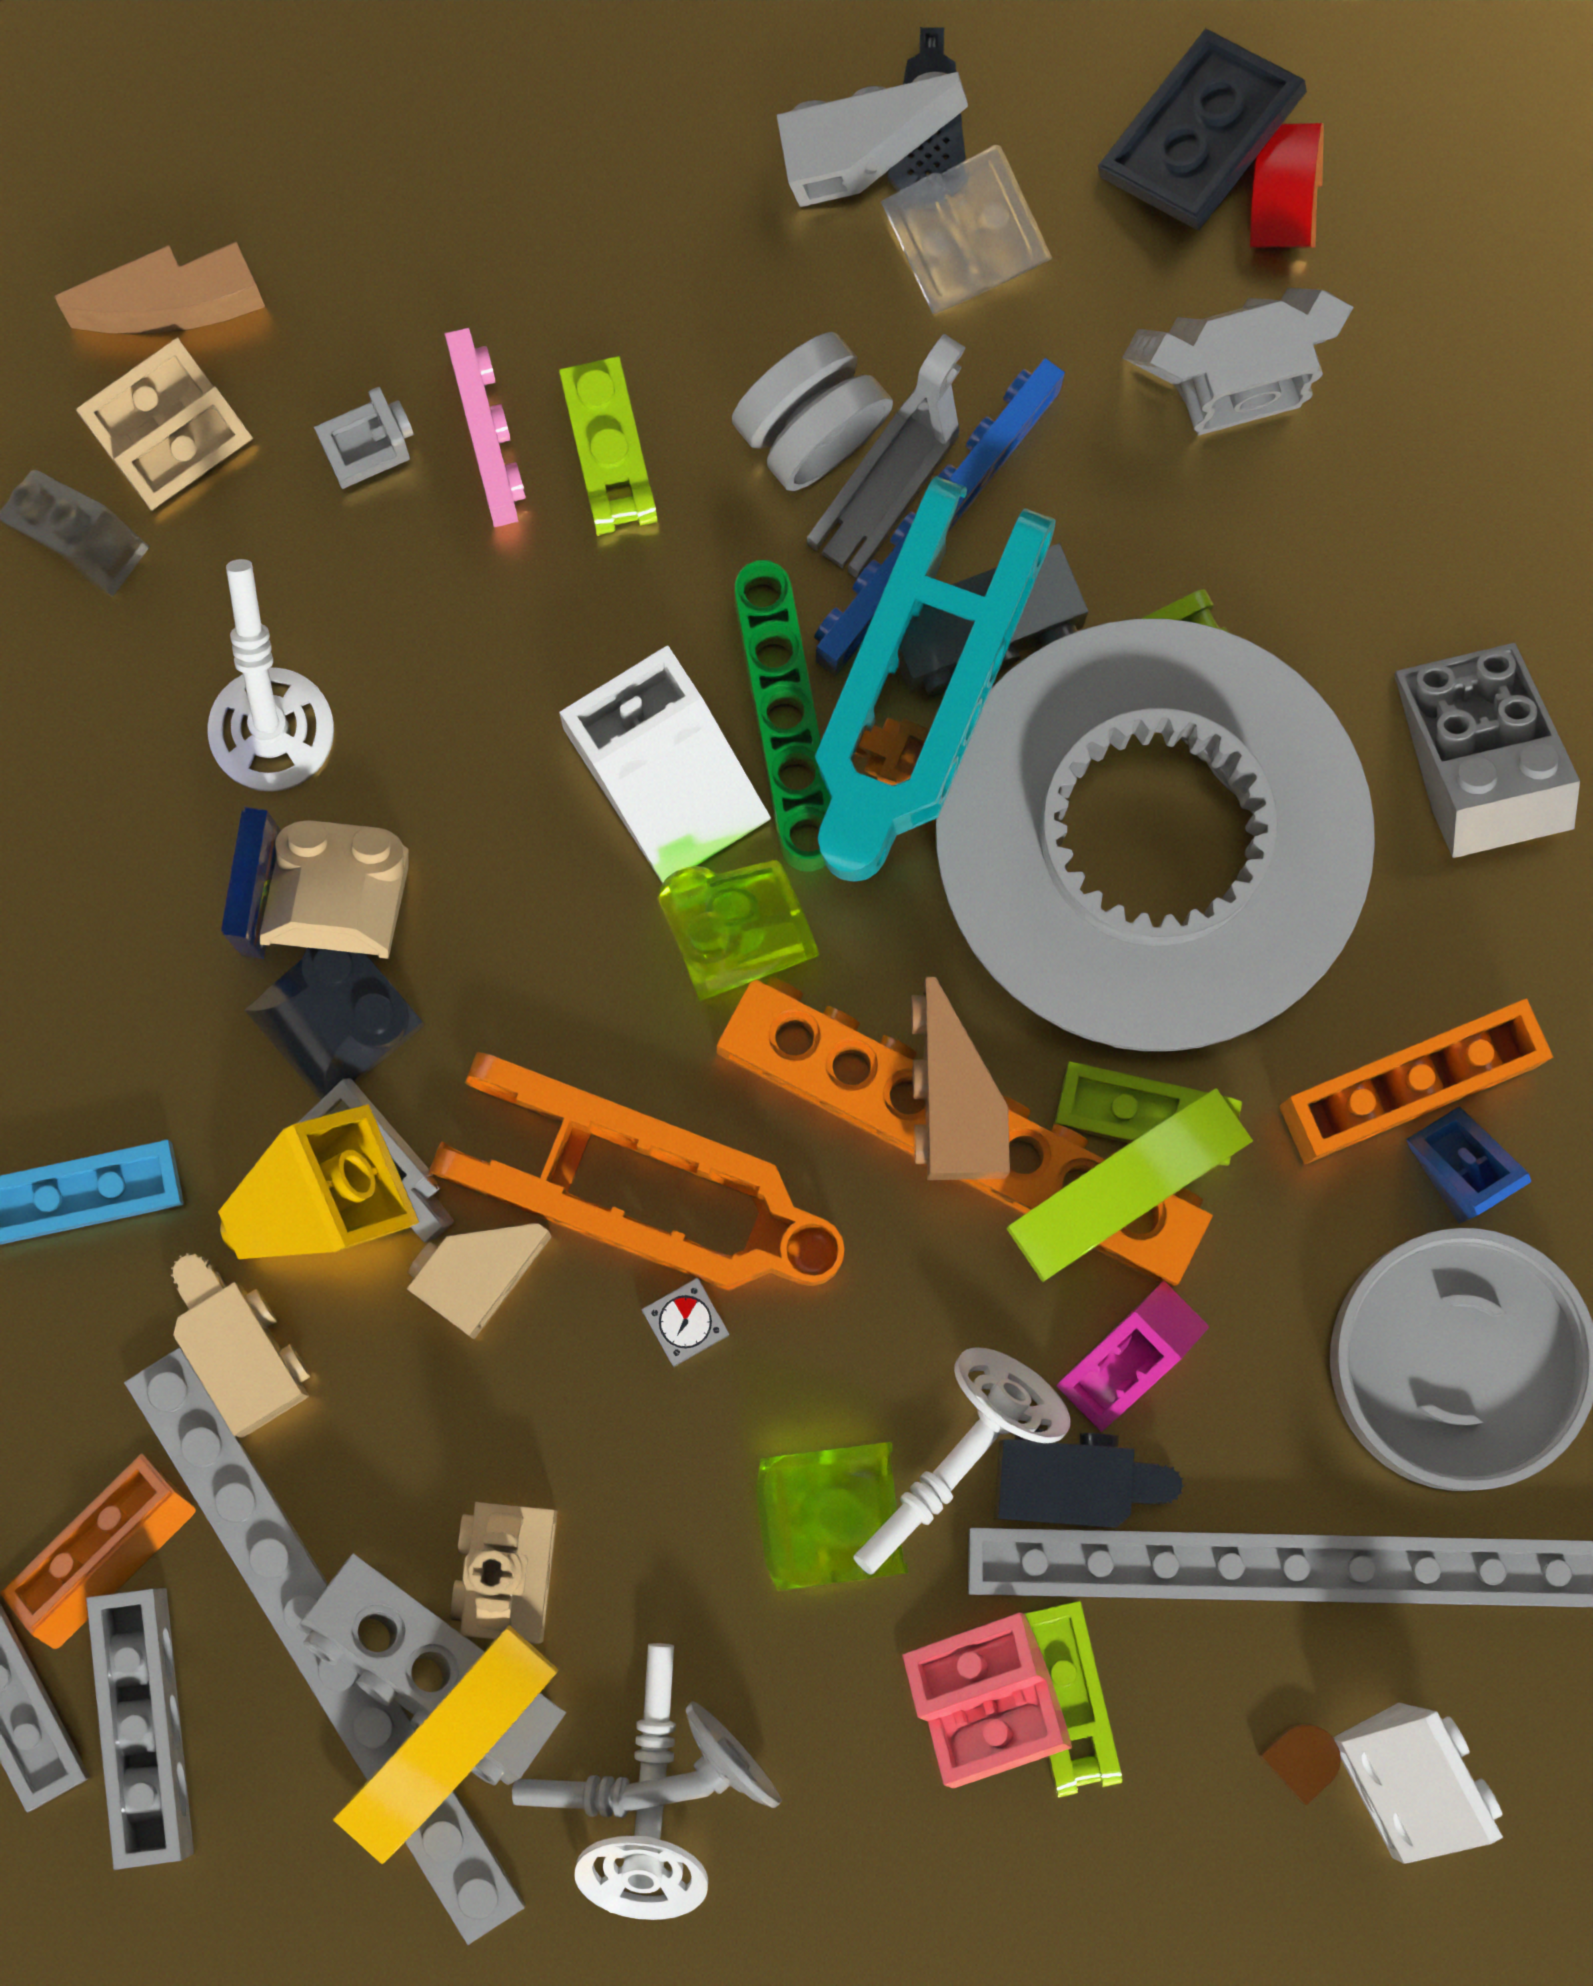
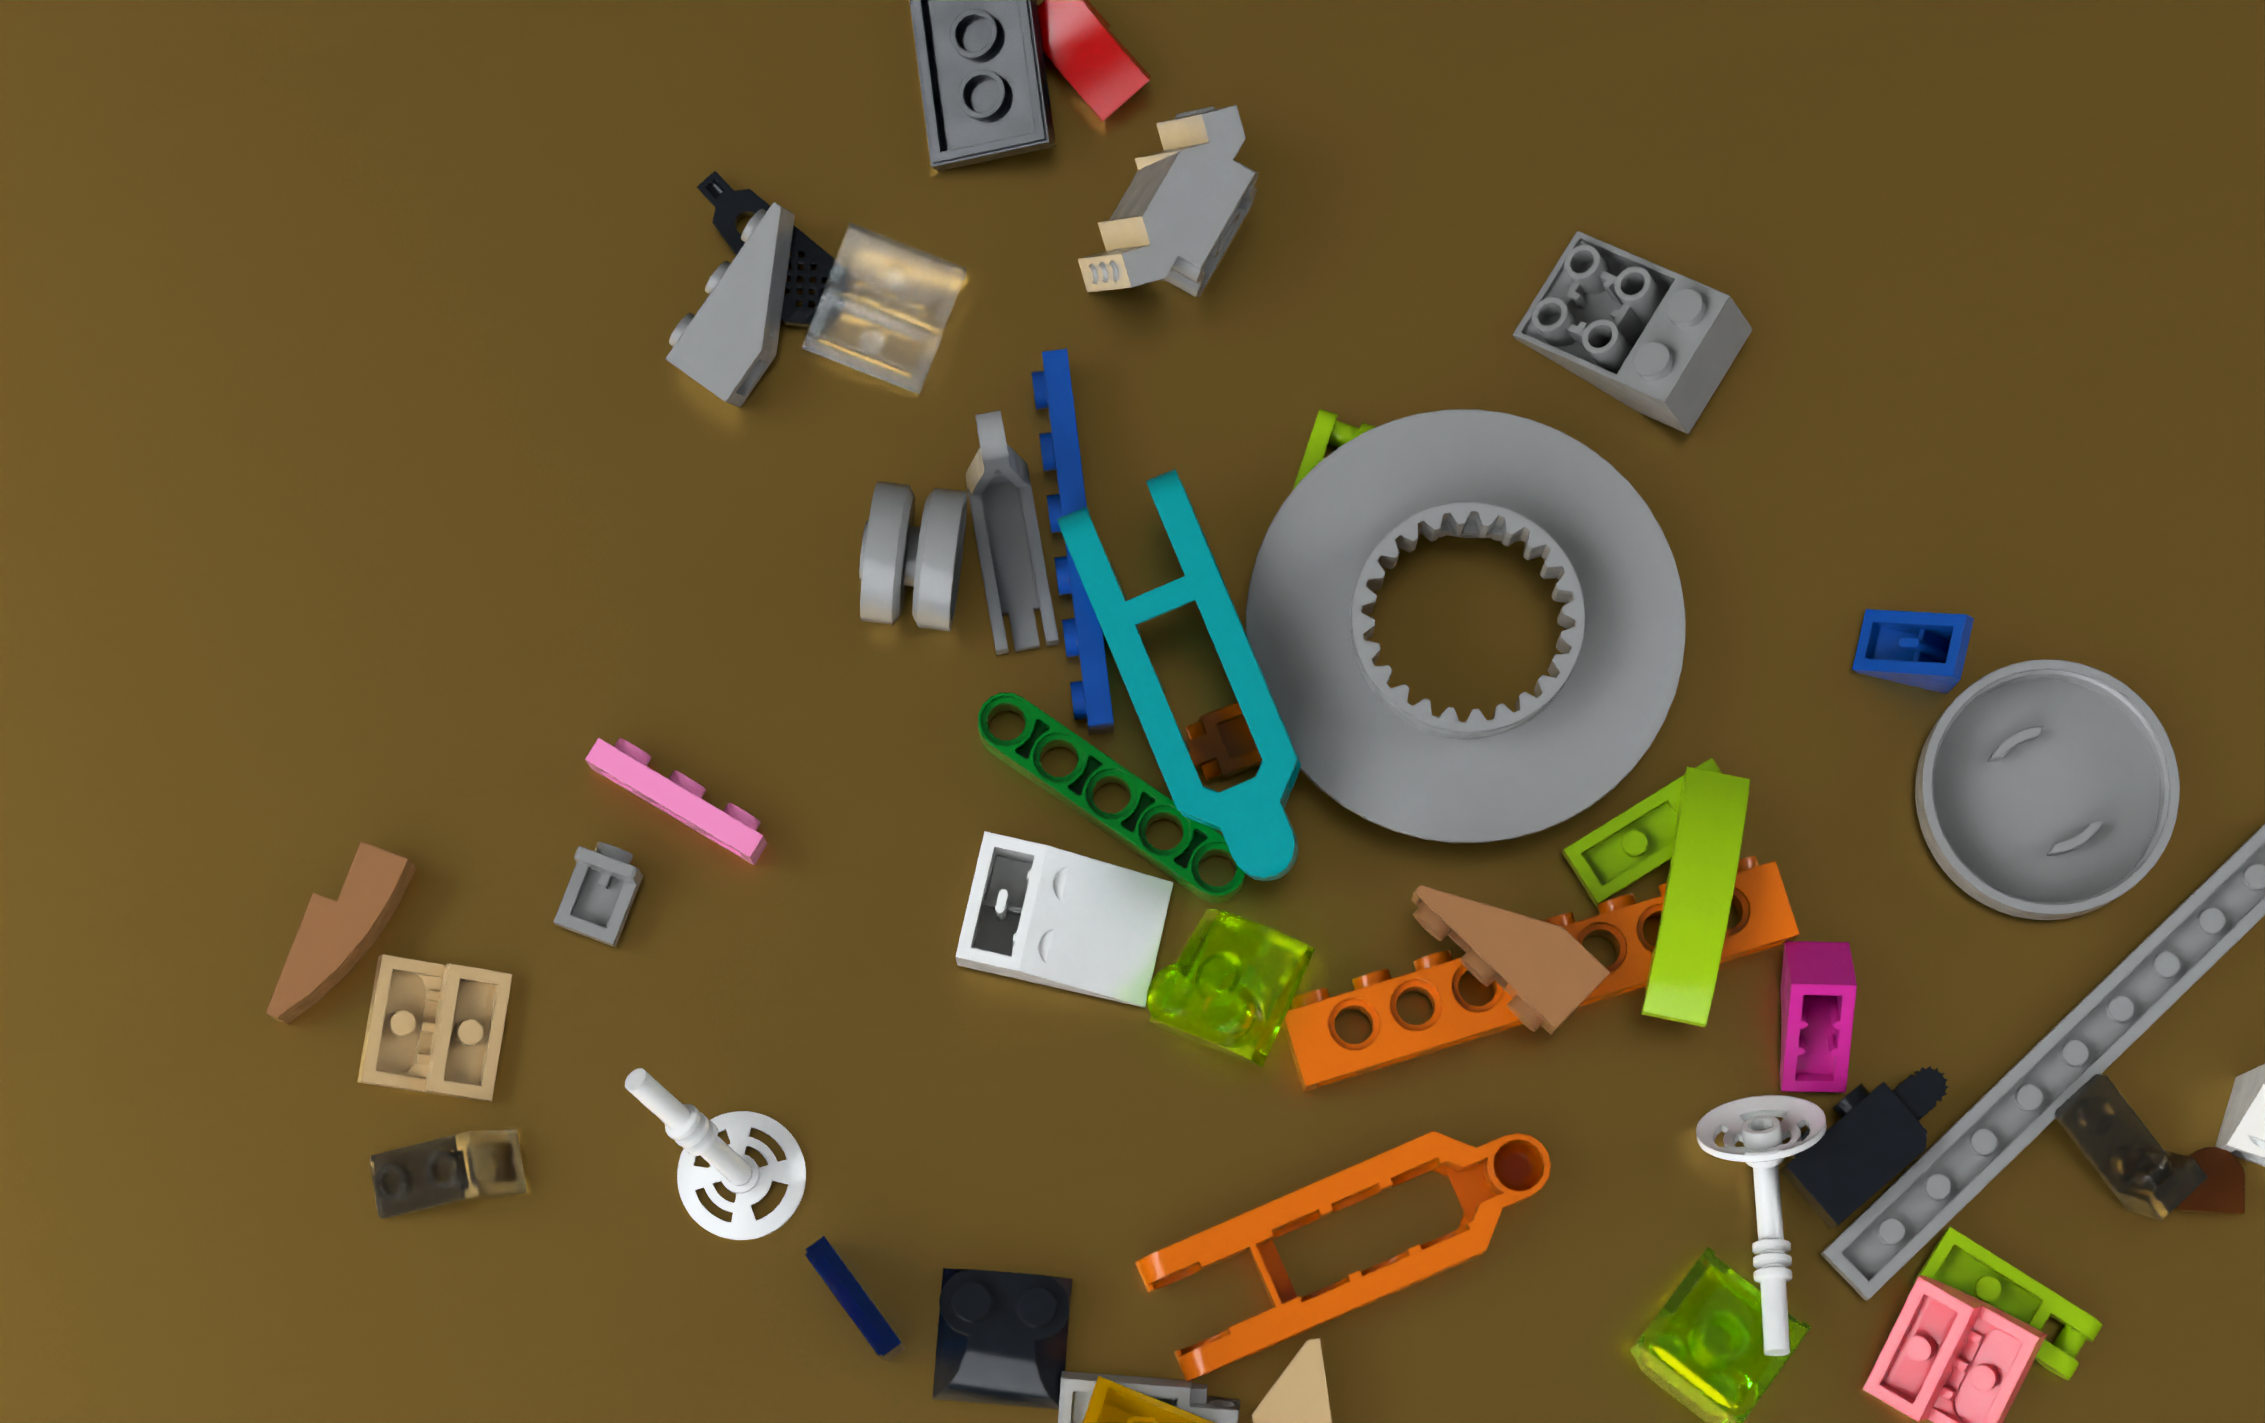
camera: 40 degrees left, 0 degrees up
(335, 888) = (915, 1244): tan slope -> none
(607, 443) = (778, 722): lime plate -> none
(685, 1322) = (1476, 1307): tile -> none
(938, 637) = (1177, 637): dark grey brick -> none
(1263, 1673) = (2126, 1152): none -> clear smoke bracket
(1415, 1081) = (1821, 624): orange brick -> none

